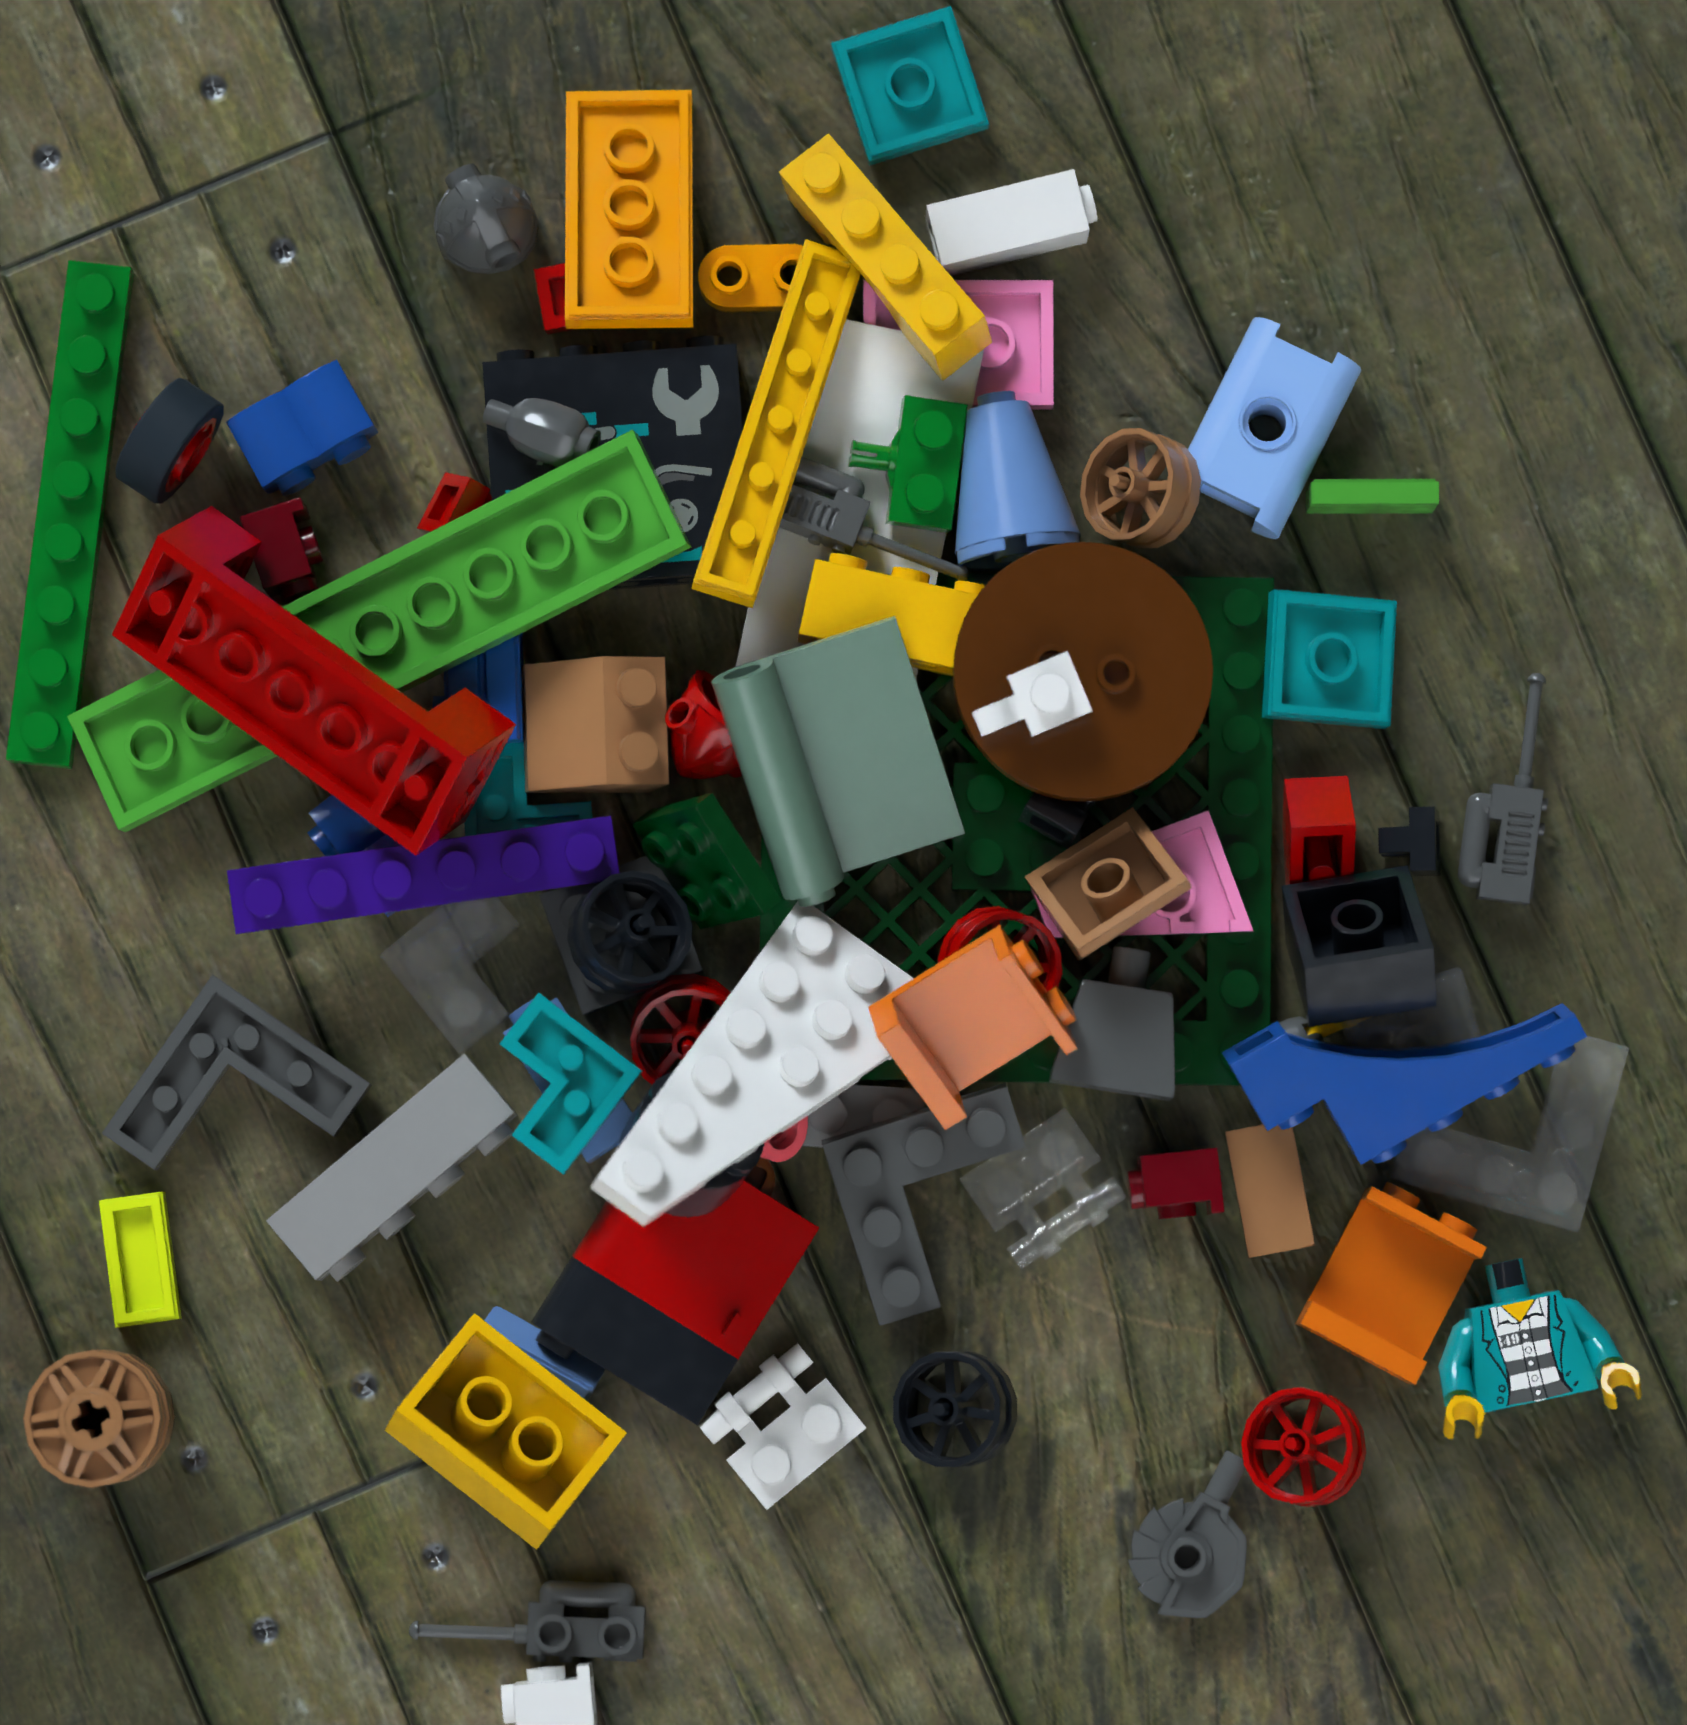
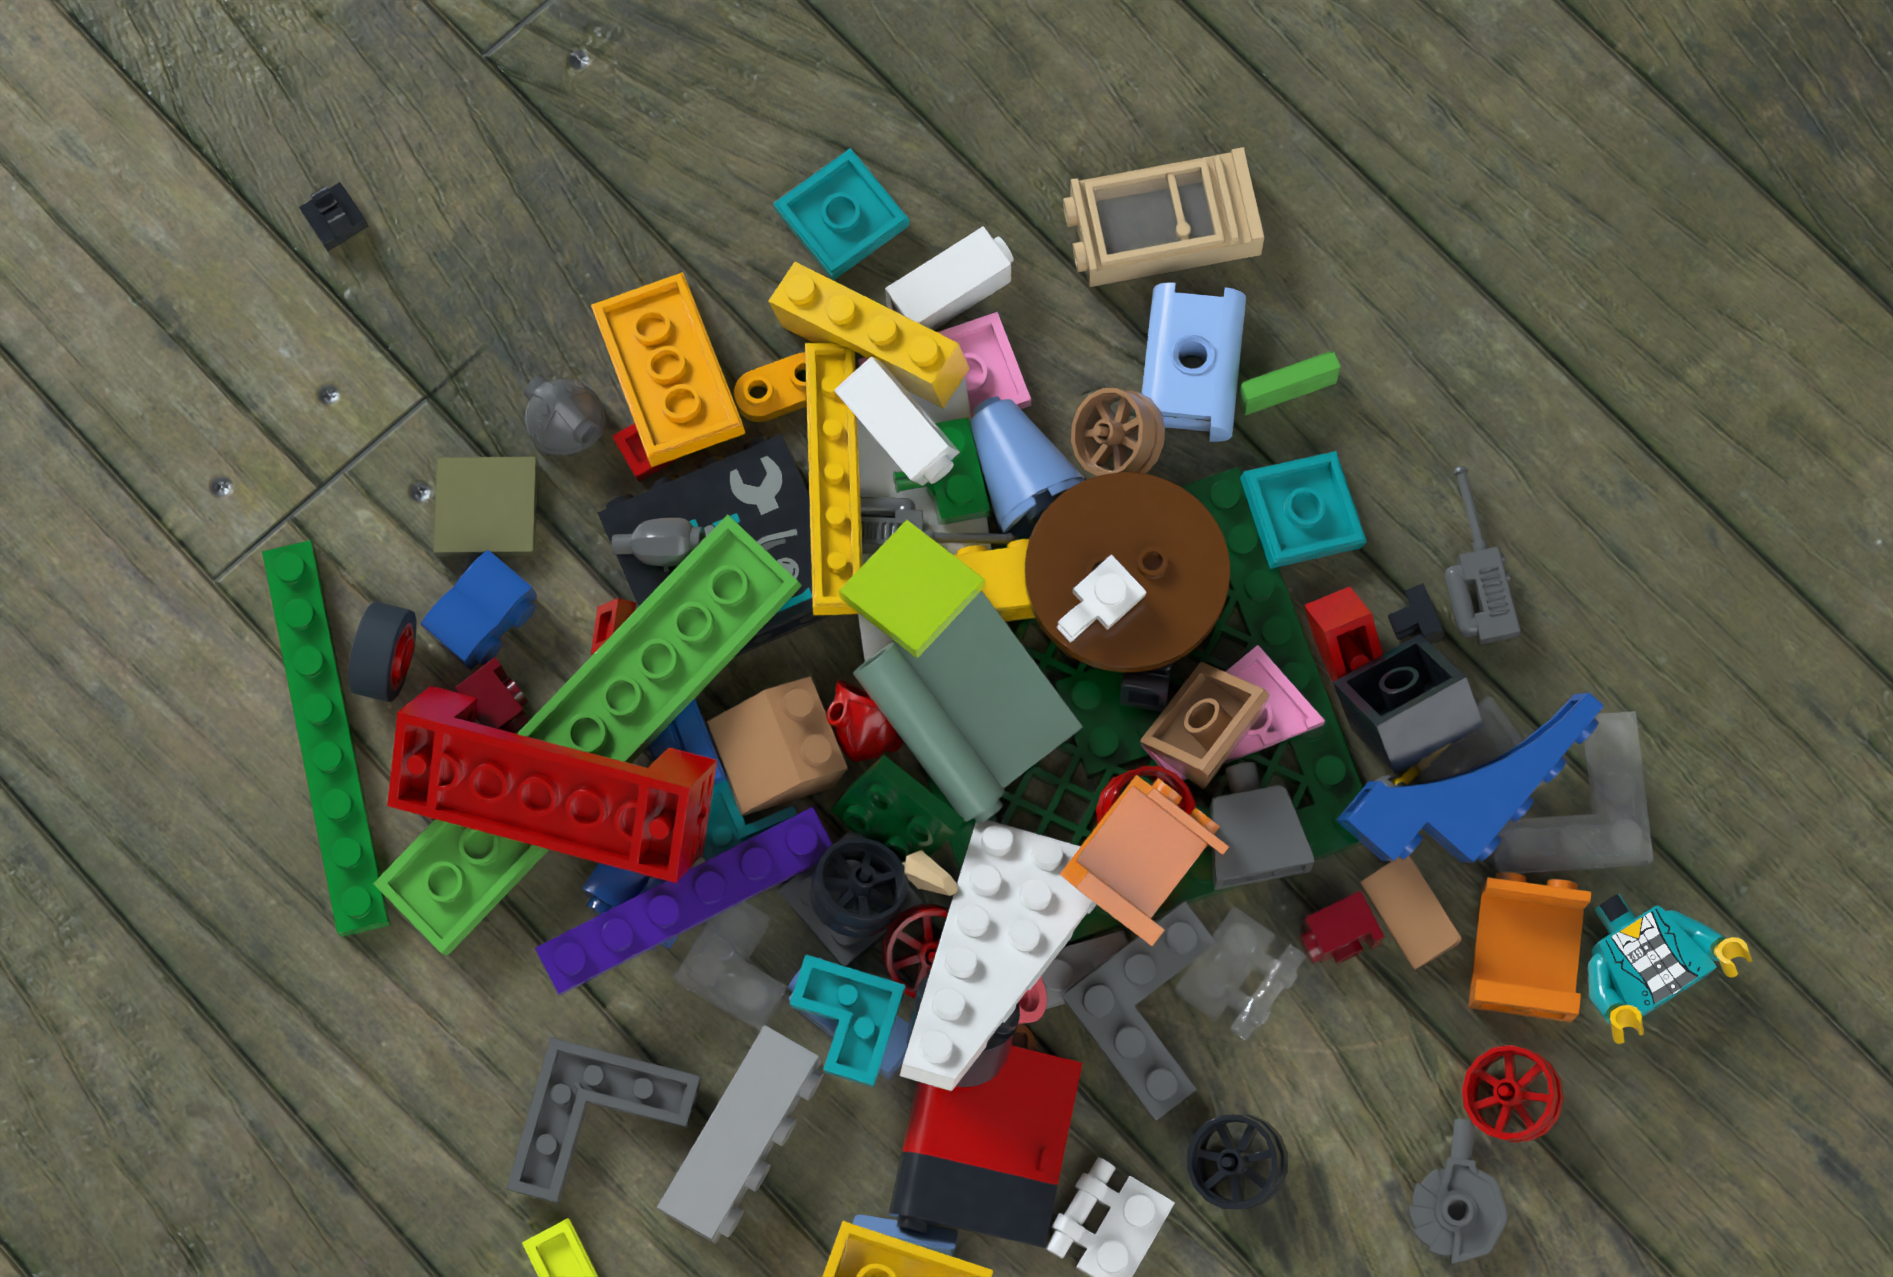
camera: 15 degrees left, 10 degrees down
(354, 299) = (485, 506): none -> olive tile
(716, 949) = (928, 874): none -> tan bar
(817, 603) = (912, 588): none -> lime tile
(877, 387) = (898, 422): none -> white brick
(1300, 233) = (1164, 218): none -> tan door

